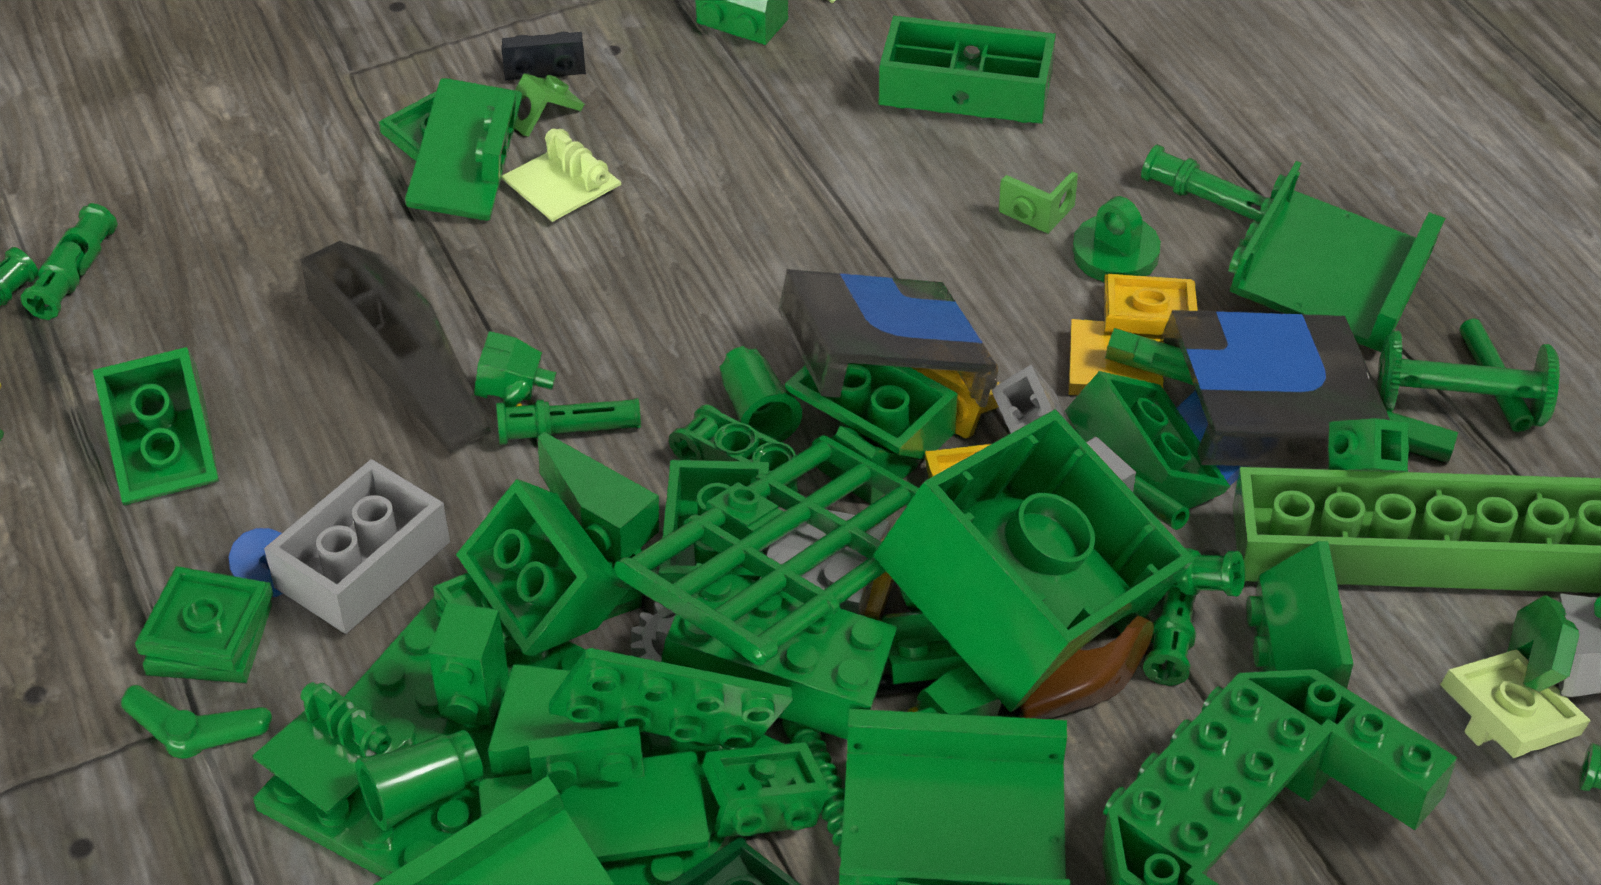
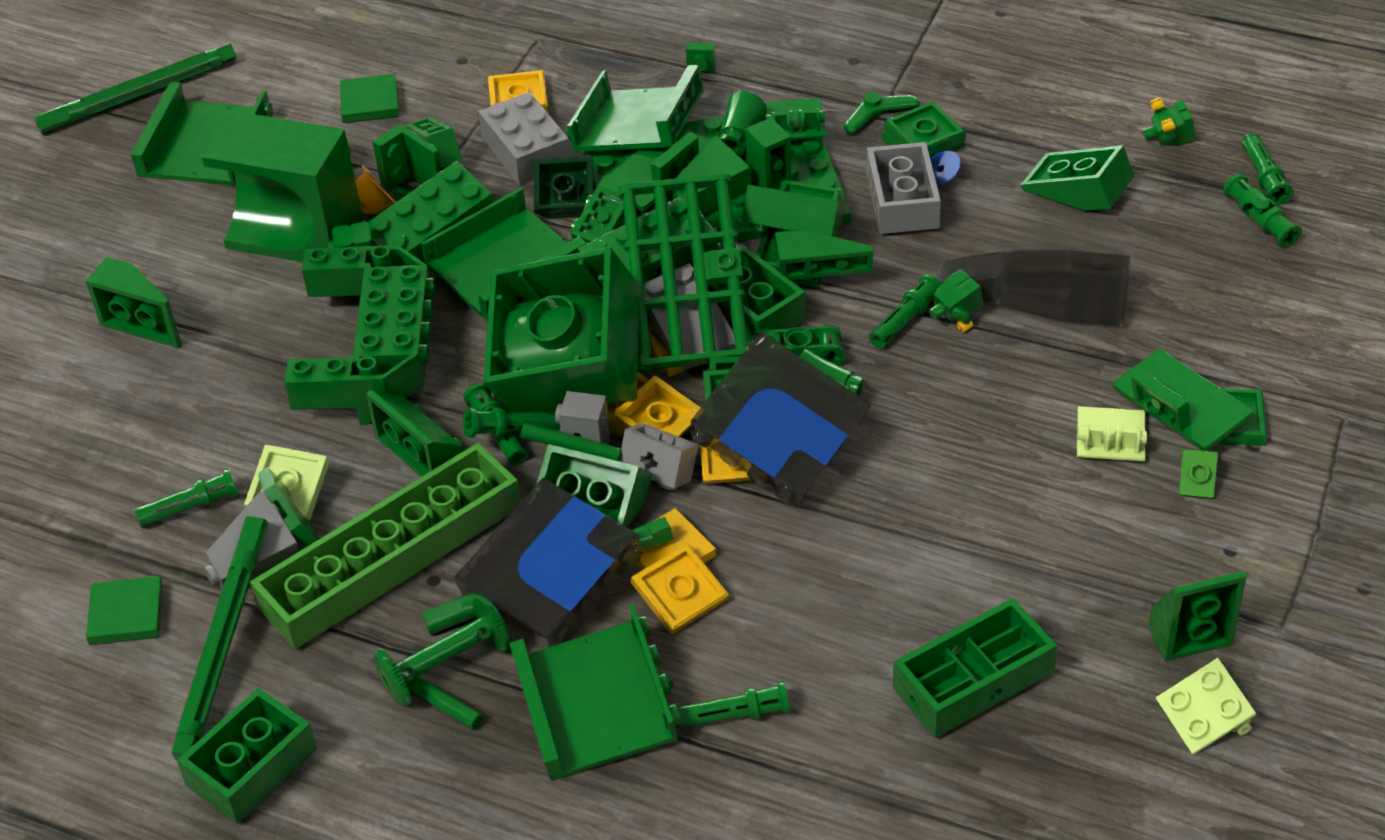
camera: 140 degrees right, 0 degrees up
(543, 55) = (1252, 502): black bracket -> none
(668, 700) = (660, 159): green bracket -> none
(1037, 206) = (823, 605): bright green bracket -> none
(1116, 242) = (745, 623): green tile -> none
(1368, 445) = (455, 532): green brick -> none

